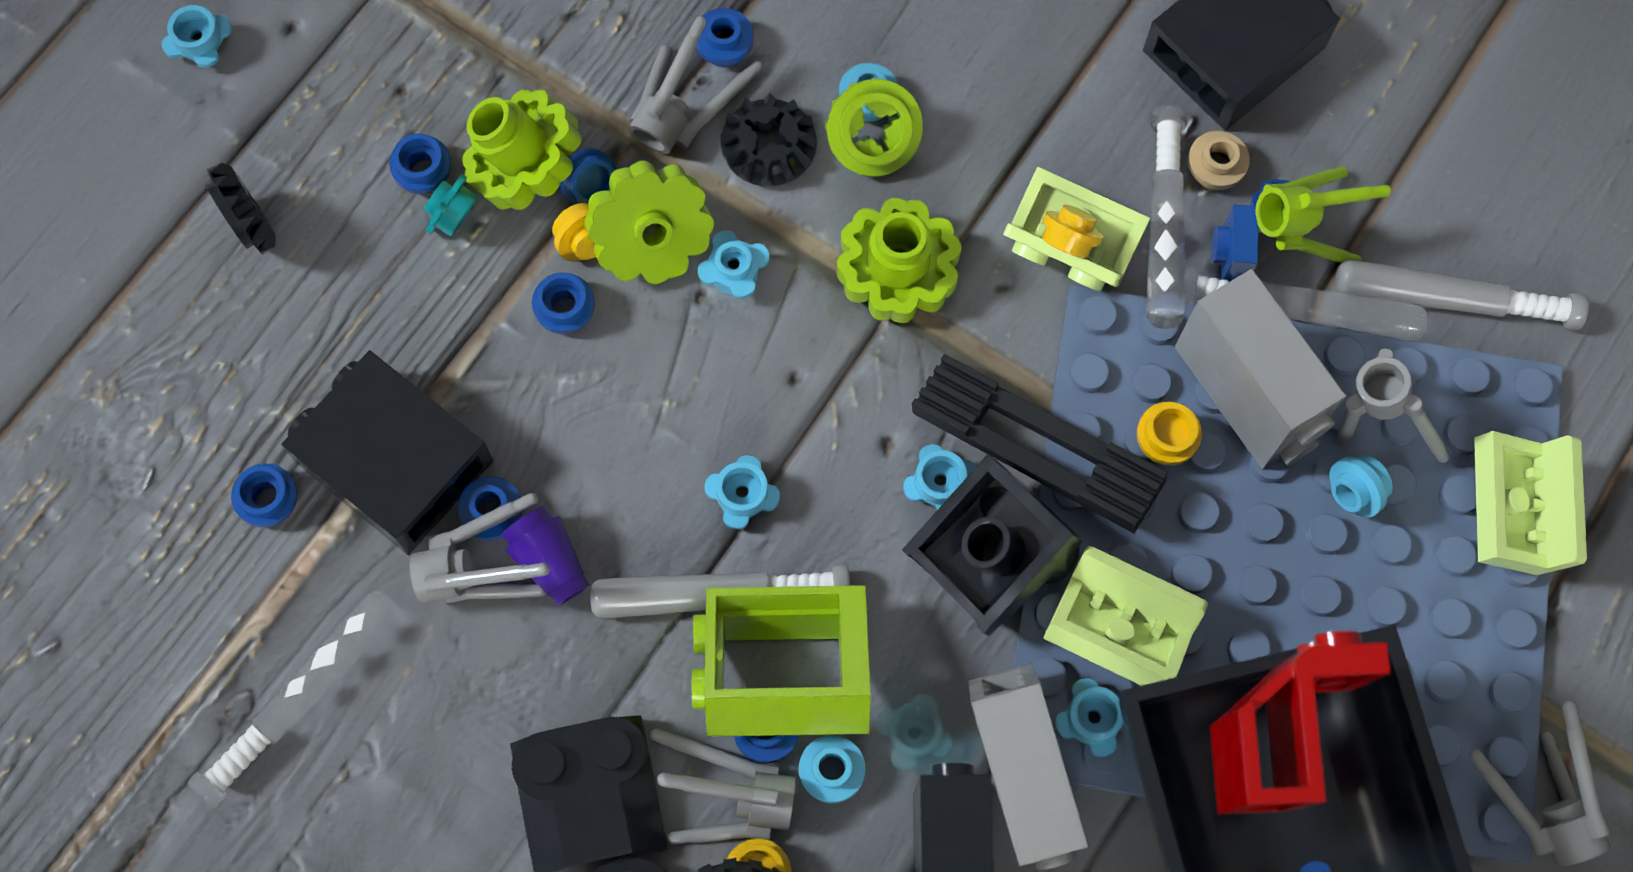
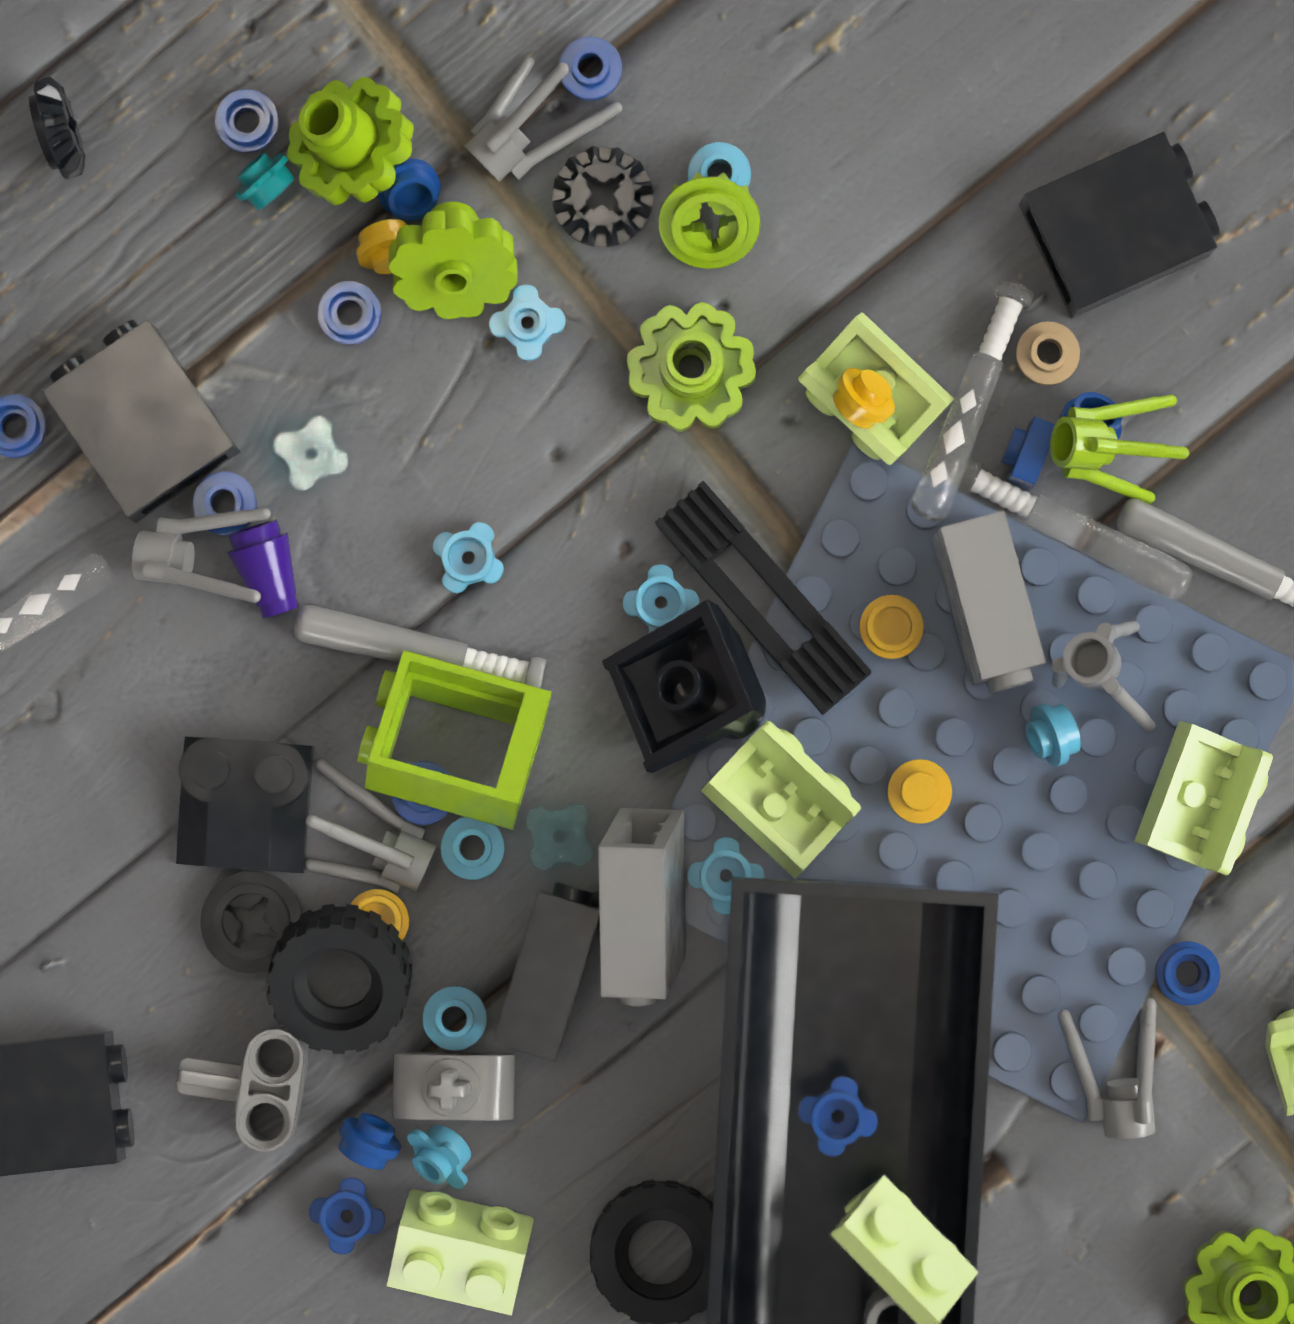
camera: 20 degrees right, 15 degrees up
(566, 455) = (304, 470): none -> clear light blue plate
(1253, 578) = (919, 791): none -> yellow plate
(1331, 664) = (905, 919): red piece -> none
(1583, 668) = (1207, 978): none -> blue plate

